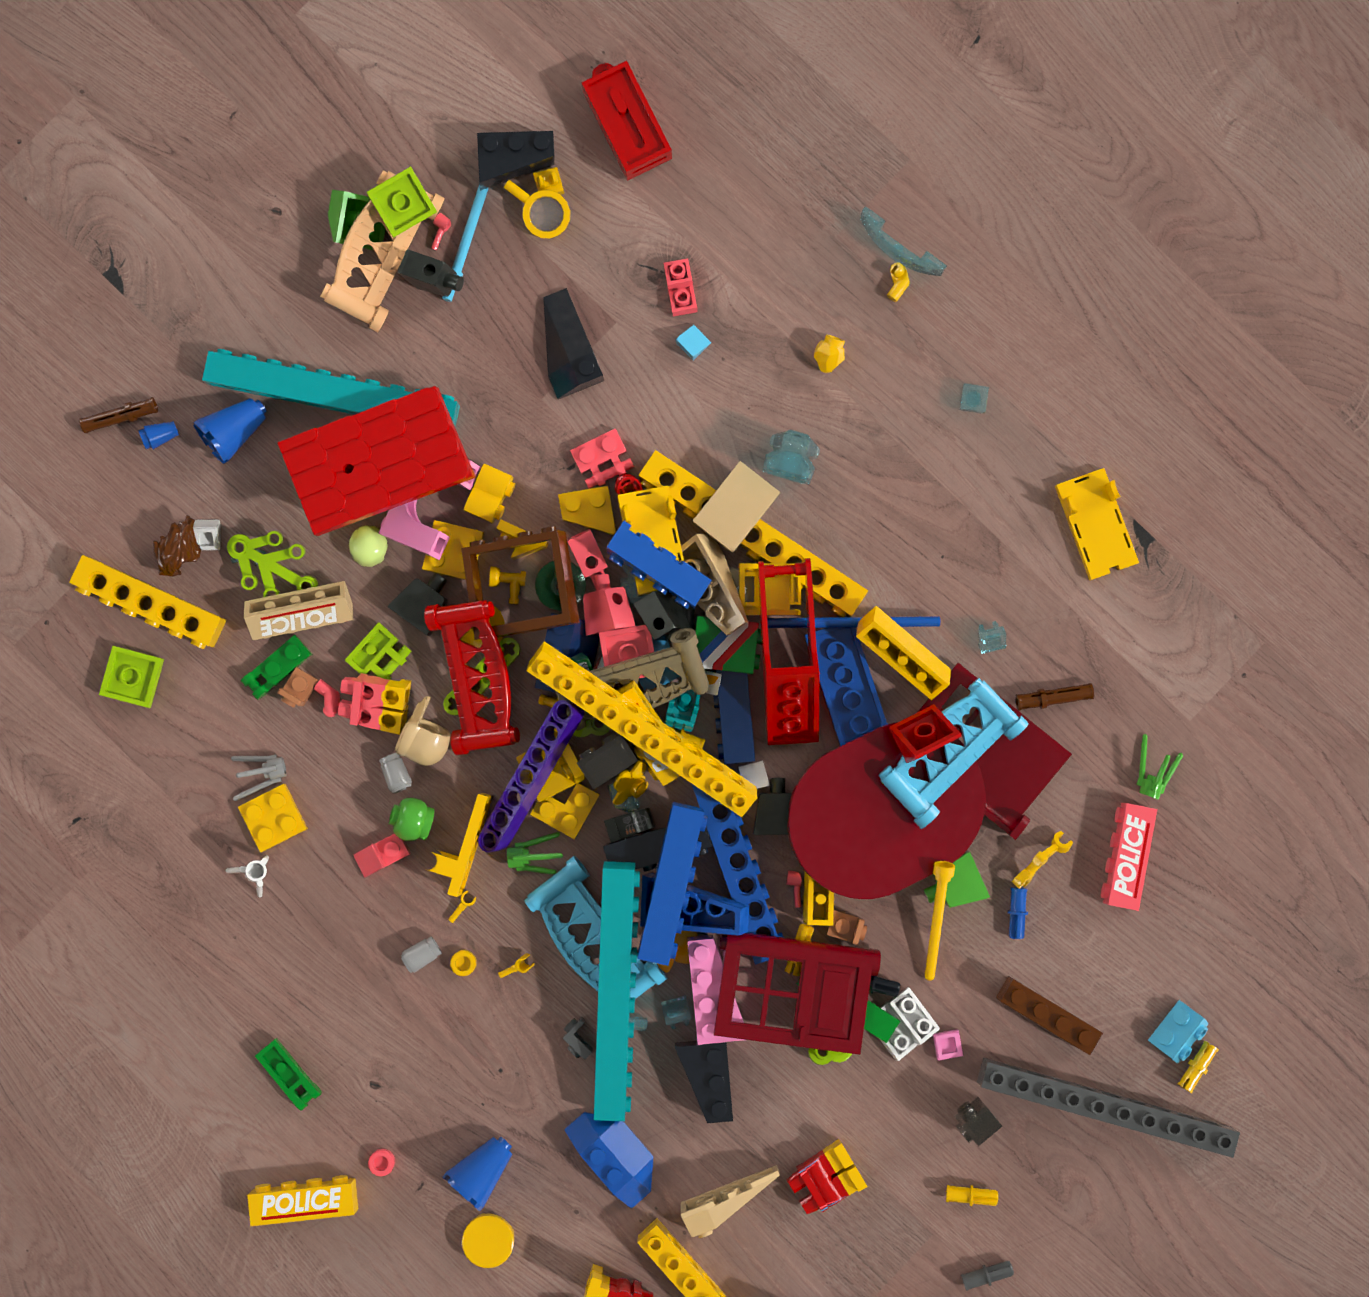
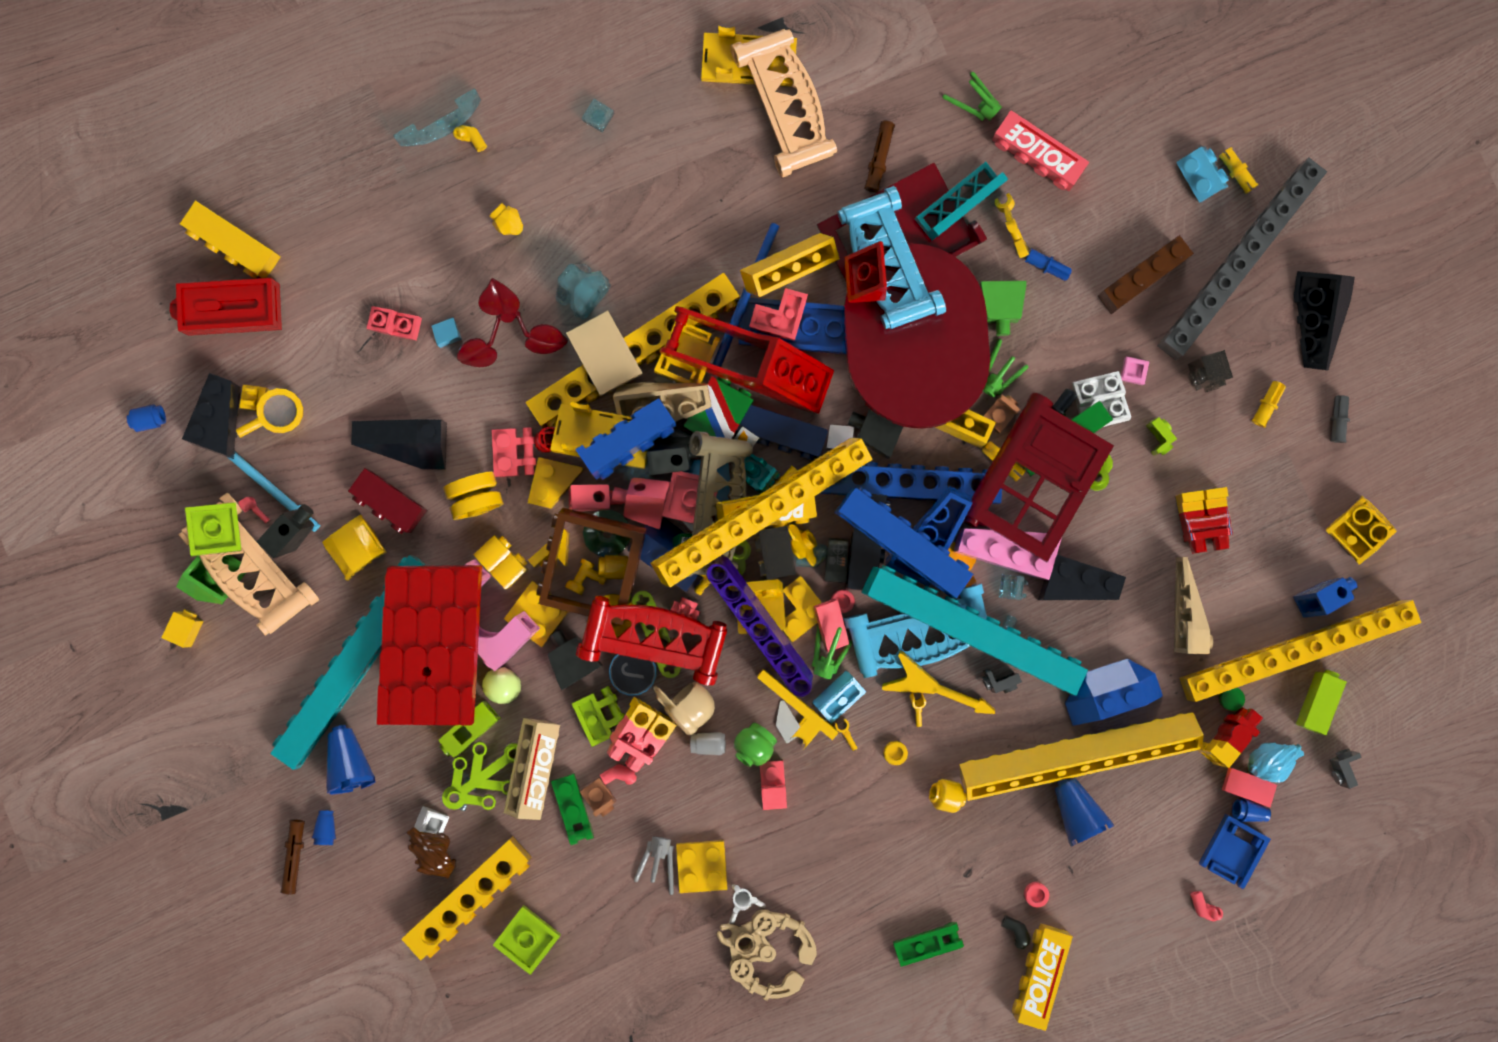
camera: 70 degrees left, 0 degrees up
(239, 901) = (759, 949): none -> tan piece
(294, 213) = (182, 628): none -> yellow brick
(297, 526) = (462, 736): none -> lime brick
(339, 1160) = (1020, 931): none -> pearl dark grey arm
(420, 954) = (873, 786): light grey piece -> none
(431, 670) = (632, 675): none -> black tile
(441, 1032) = (947, 795): none -> yellow head
(444, 343) = (354, 546): none -> yellow slope
(448, 842) = (786, 722): none -> white sticker
(484, 88) = (146, 417): none -> blue brick
(488, 1240) = (1140, 830): yellow tile -> none
(495, 883) = (839, 697): none -> medium azure slope
(501, 356) = (386, 501): none -> dark red brick
(519, 694) = (686, 607): none -> coral gear
(529, 605) = (612, 566): none -> yellow brick
(536, 1150) = (1081, 756): none -> yellow brick
(537, 442) = (474, 495): none -> yellow wheel
(543, 958) = (920, 681): none -> yellow piece
(567, 842) = (829, 619): none -> coral tile
(591, 847) = (845, 600): none -> coral tile
(656, 1280) = (1232, 699): none -> green tile
(693, 92) = (230, 240): none -> yellow brick
(741, 389) = (504, 303): none -> dark red plant
(794, 879) = (943, 439): coral hand -> none
(844, 671) = (780, 322): none -> coral plate
(874, 907) = (993, 384): none -> bright green plant
(898, 1097) = (1162, 431): none -> lime bracket
(943, 873) = (990, 310): yellow piece -> none
(991, 639) = (809, 187): clear light blue tile -> none
(1023, 610) = (795, 150): none -> light nougat piece
(1043, 806) = (970, 203): none -> teal fence
(1091, 1211) = (1322, 311): none -> black wedge

